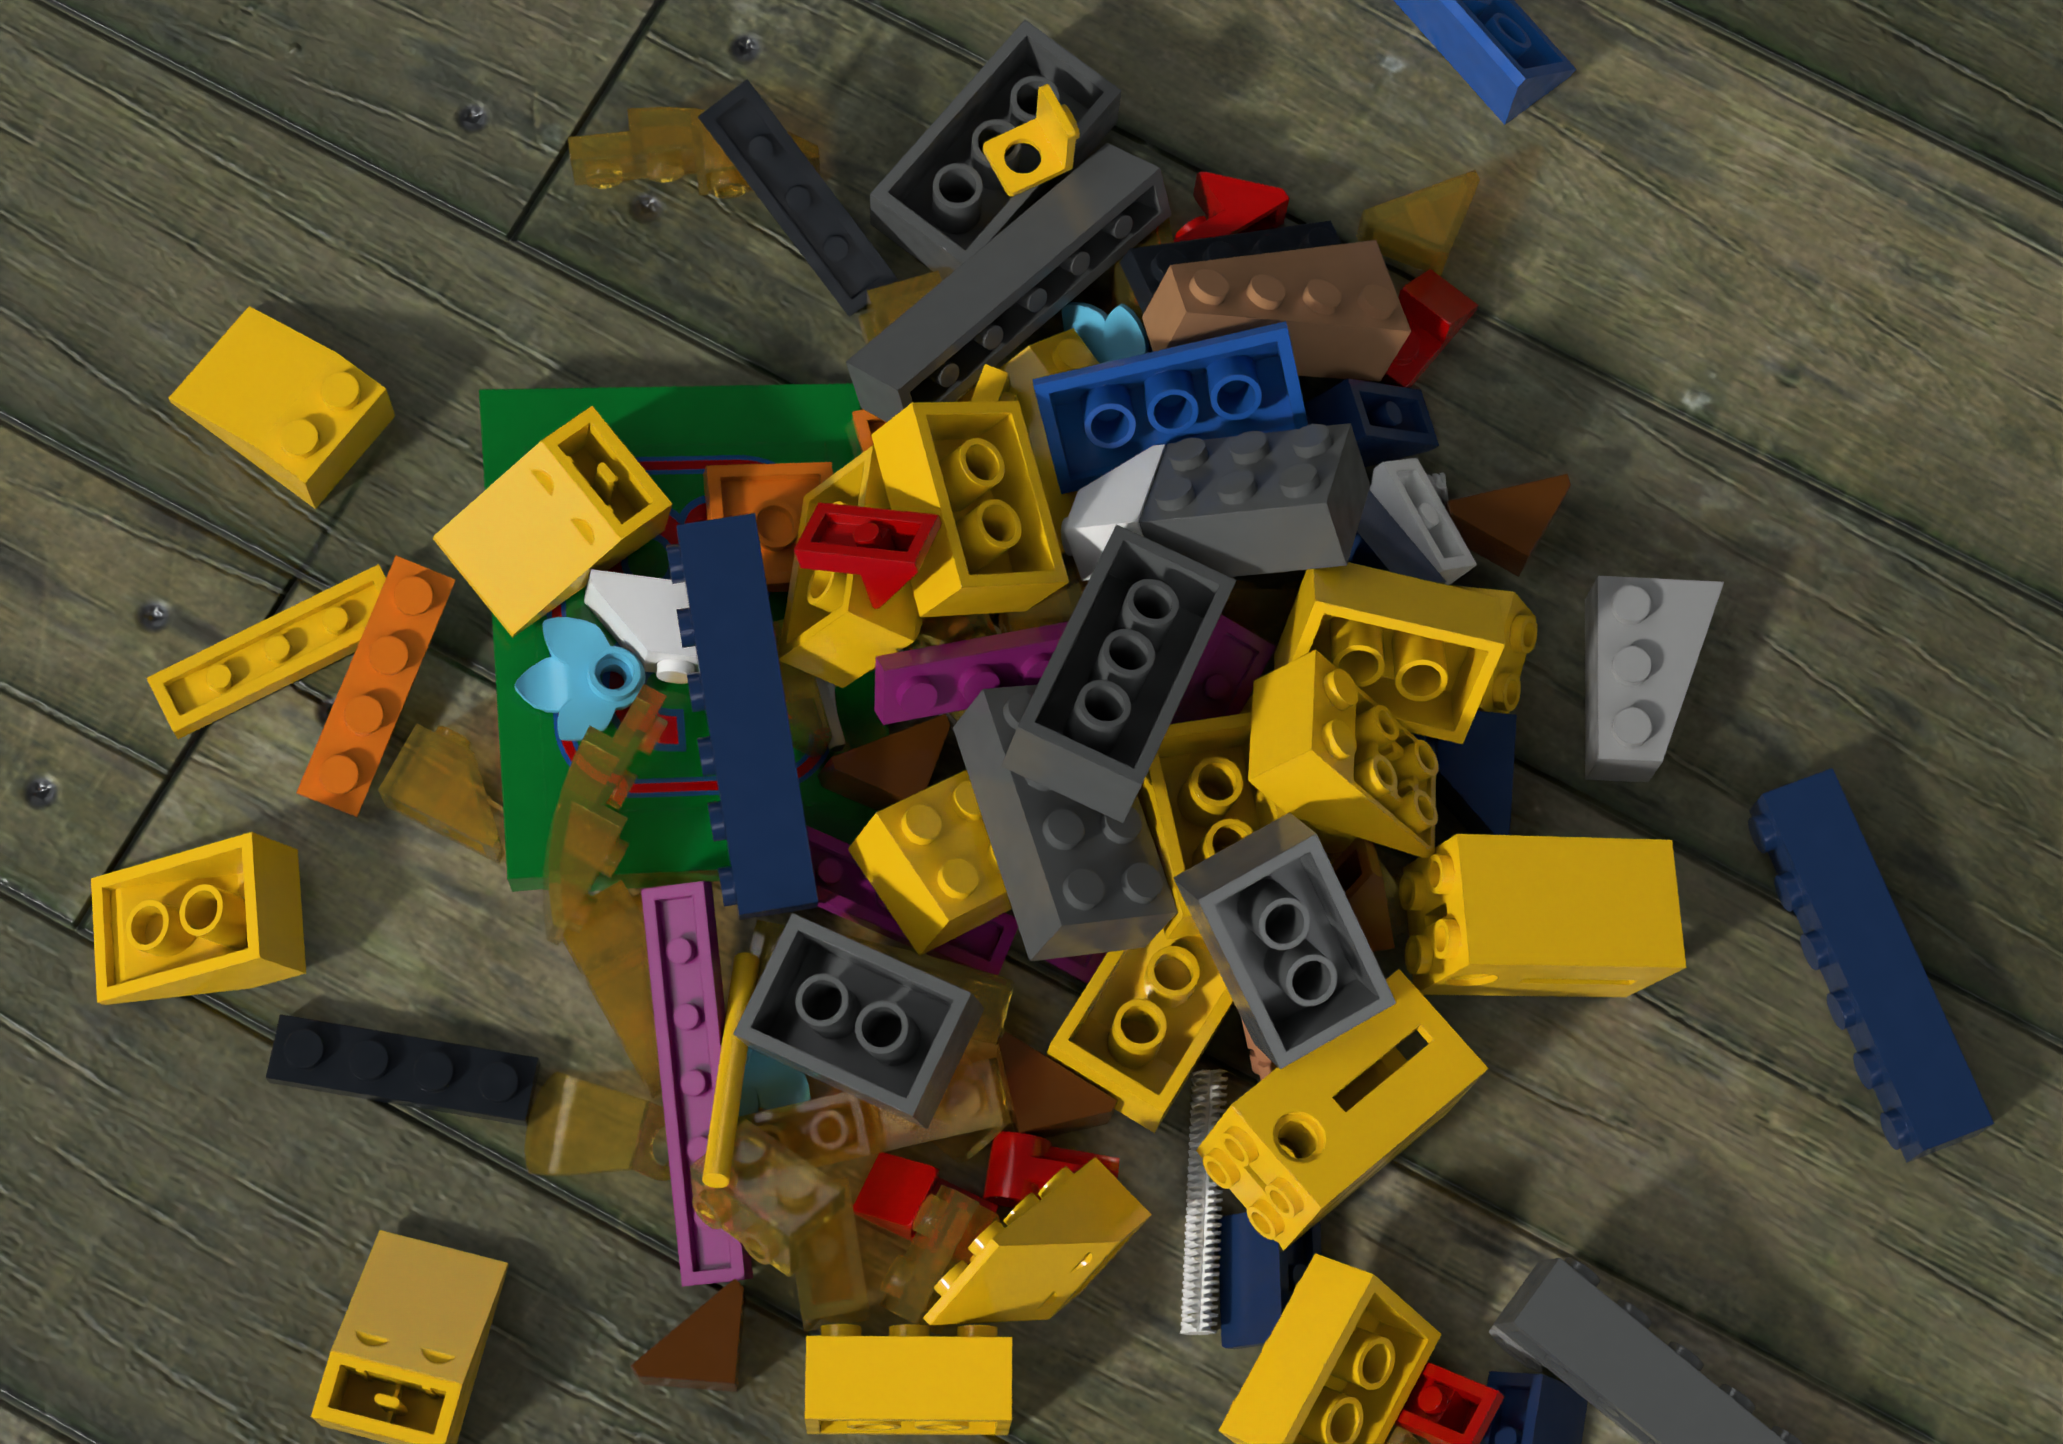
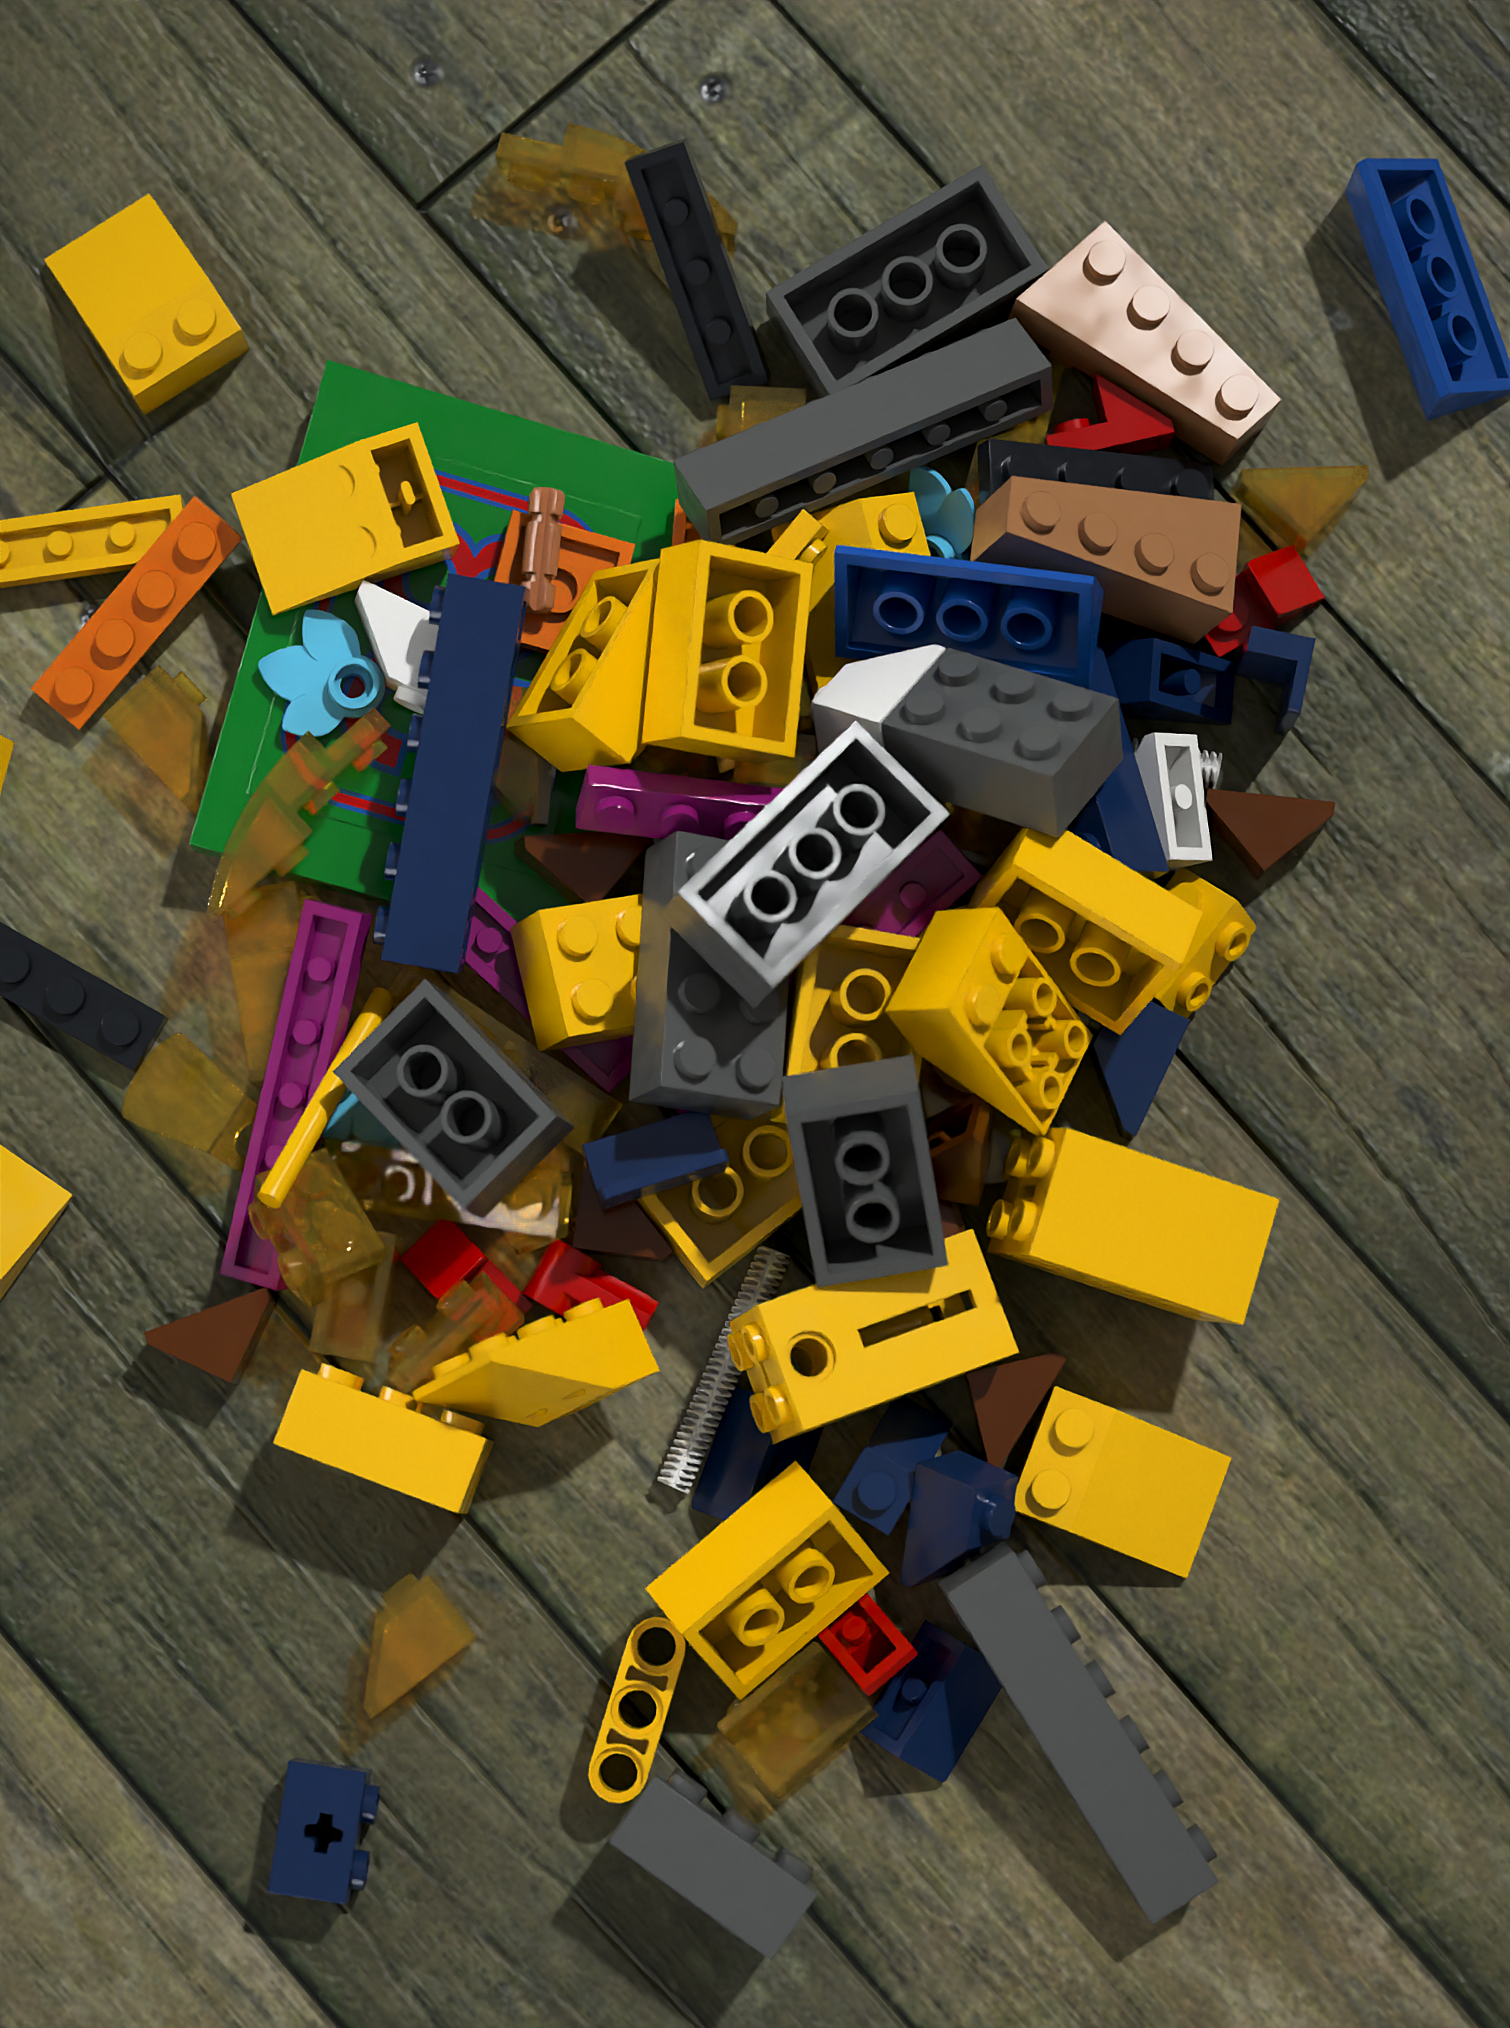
camera: 30 degrees right, 10 degrees up
(747, 484) = (542, 547): none -> nougat axle
(868, 542) = (610, 660): red slope -> none
(1051, 133) = (957, 288): yellow bracket -> none
(1071, 1013) = (654, 1158): none -> dark blue panel
(1212, 120) = (1126, 324): none -> wedge
(1402, 1231) = (886, 1468): none -> dark blue slope
(1469, 366) = (1278, 660): none -> dark blue panel
(1484, 1133) = (1006, 1399): none -> reddish brown slope
(1485, 1254) = (955, 1515): none -> dark blue slope
(1615, 1171) = (1119, 1482): none -> yellow slope
(1638, 668) = (1330, 1014): light grey wedge -> none
(1868, 966) = (1432, 1375): dark blue brick -> none

